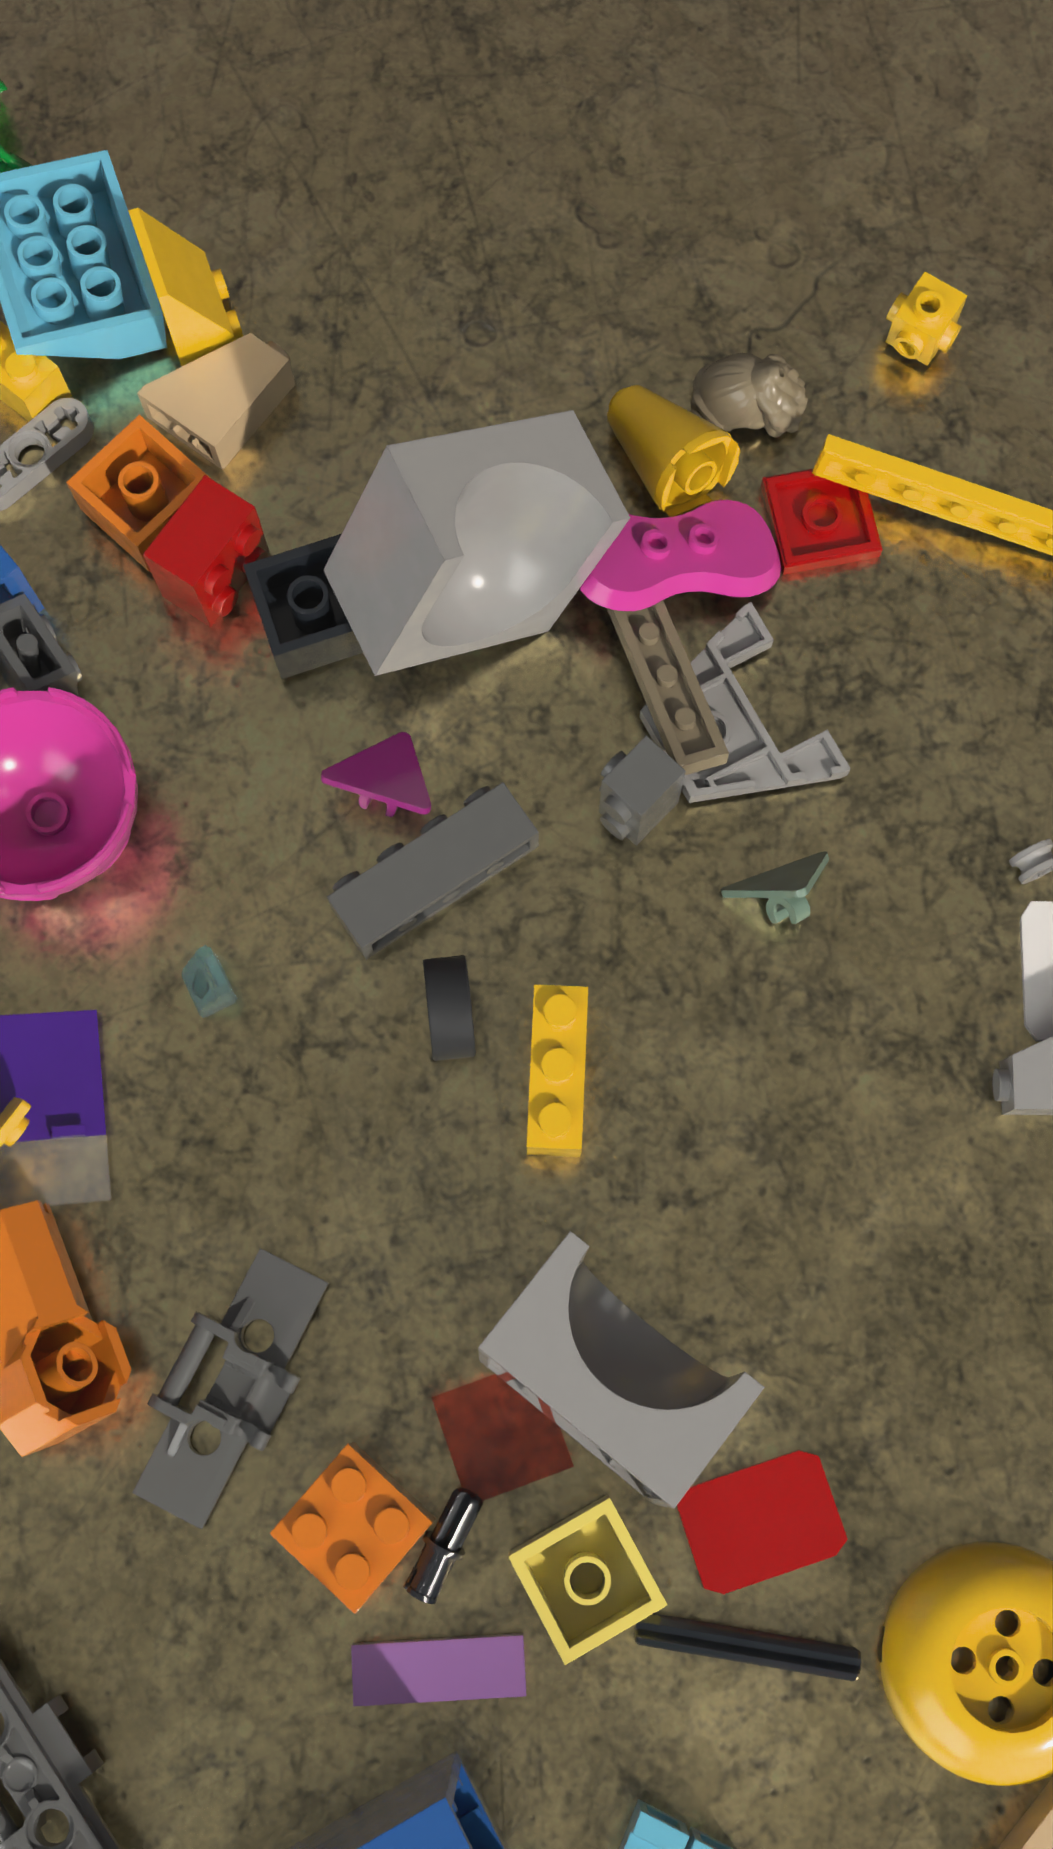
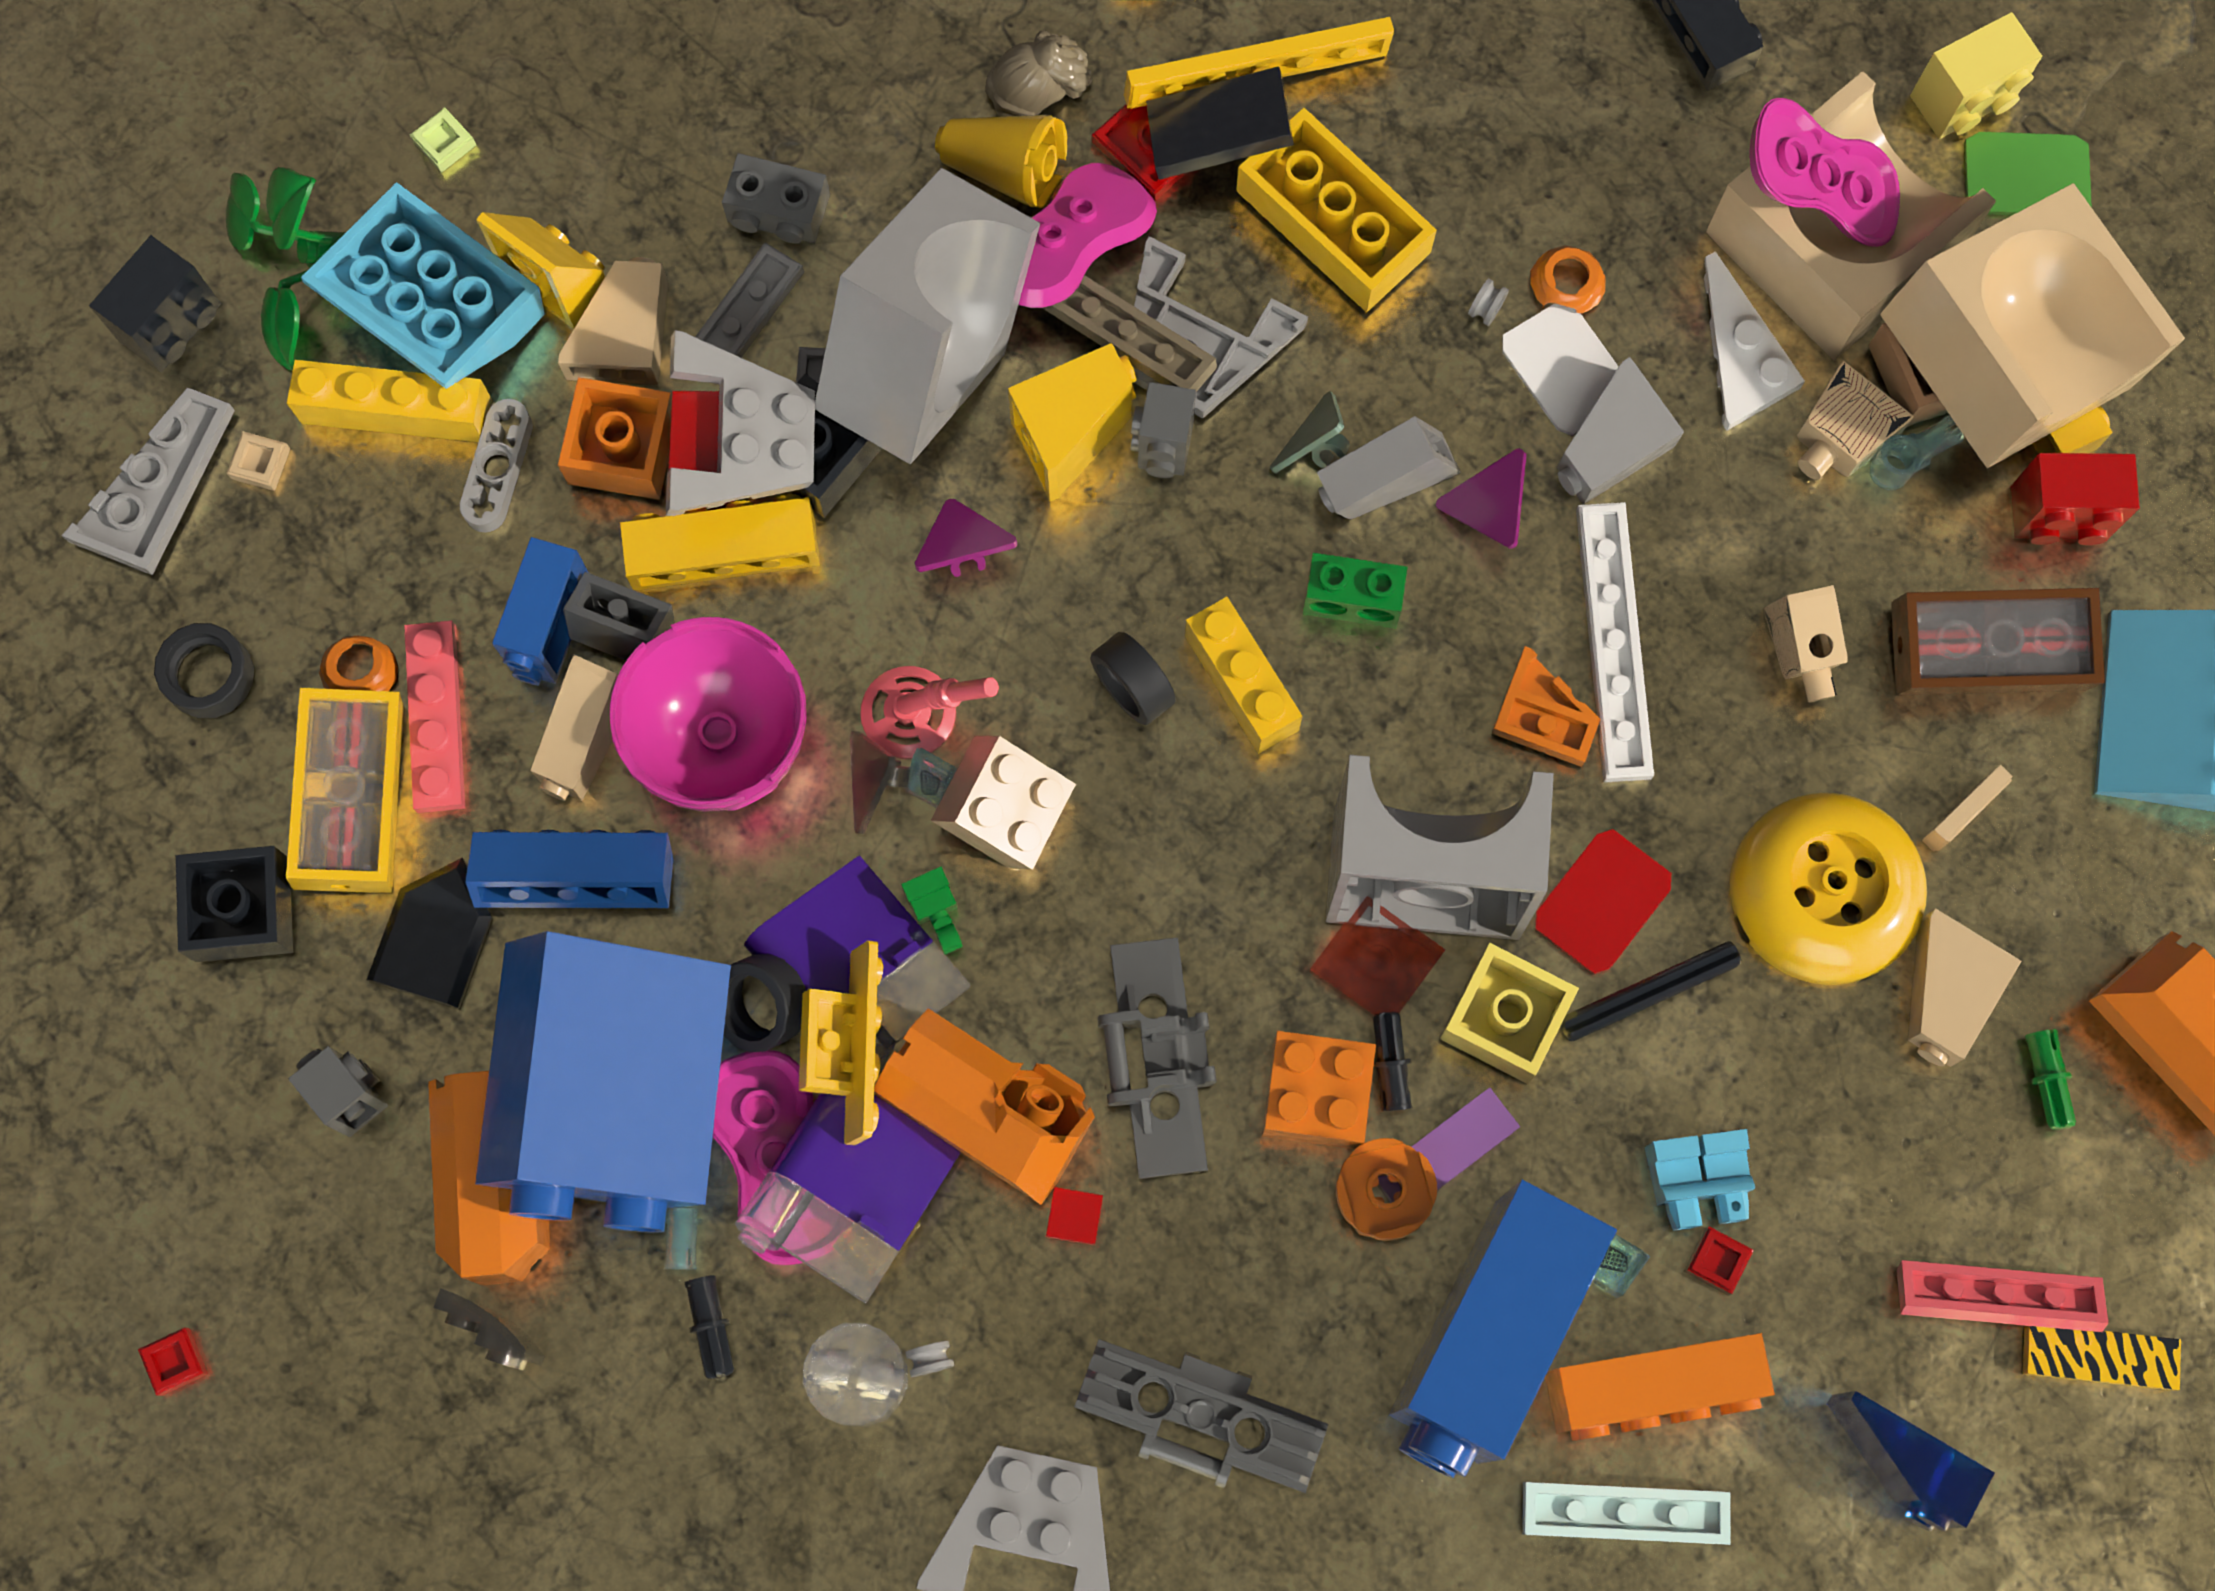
camera: 35 degrees left, 0 degrees up
(50, 1487) = (1074, 1216): none -> red tile
(125, 1094) = (932, 901): none -> green piece
(156, 942) = (871, 772): none -> clear smoke piece
(170, 643) = (719, 542): none -> yellow brick
(188, 145) = (443, 140): none -> yellowish green tile
(239, 907) = (916, 707): none -> coral dish
(246, 1048) = (1003, 802): none -> brick
(257, 561) = (761, 430): none -> light grey wing
(318, 1685) = (1400, 1164): none -> orange plate
(338, 449) = (751, 301): none -> light grey tile
(433, 869) = (1046, 587): dark grey brick -> none
(435, 365) = (776, 199): none -> dark grey brick
(562, 722) = (1072, 414): none -> yellow slope
(719, 1057) = (1355, 590): none -> green brick
(825, 1298) = (1545, 714): none -> orange wing
(829, 961) = (1387, 469): none -> light grey slope
(885, 535) = (1219, 123): none -> black tile
(910, 1054) = (1491, 499): none -> magenta piece
(942, 1272) = (1614, 642): none -> white tile
(944, 683) = (1337, 211): none -> yellow brick

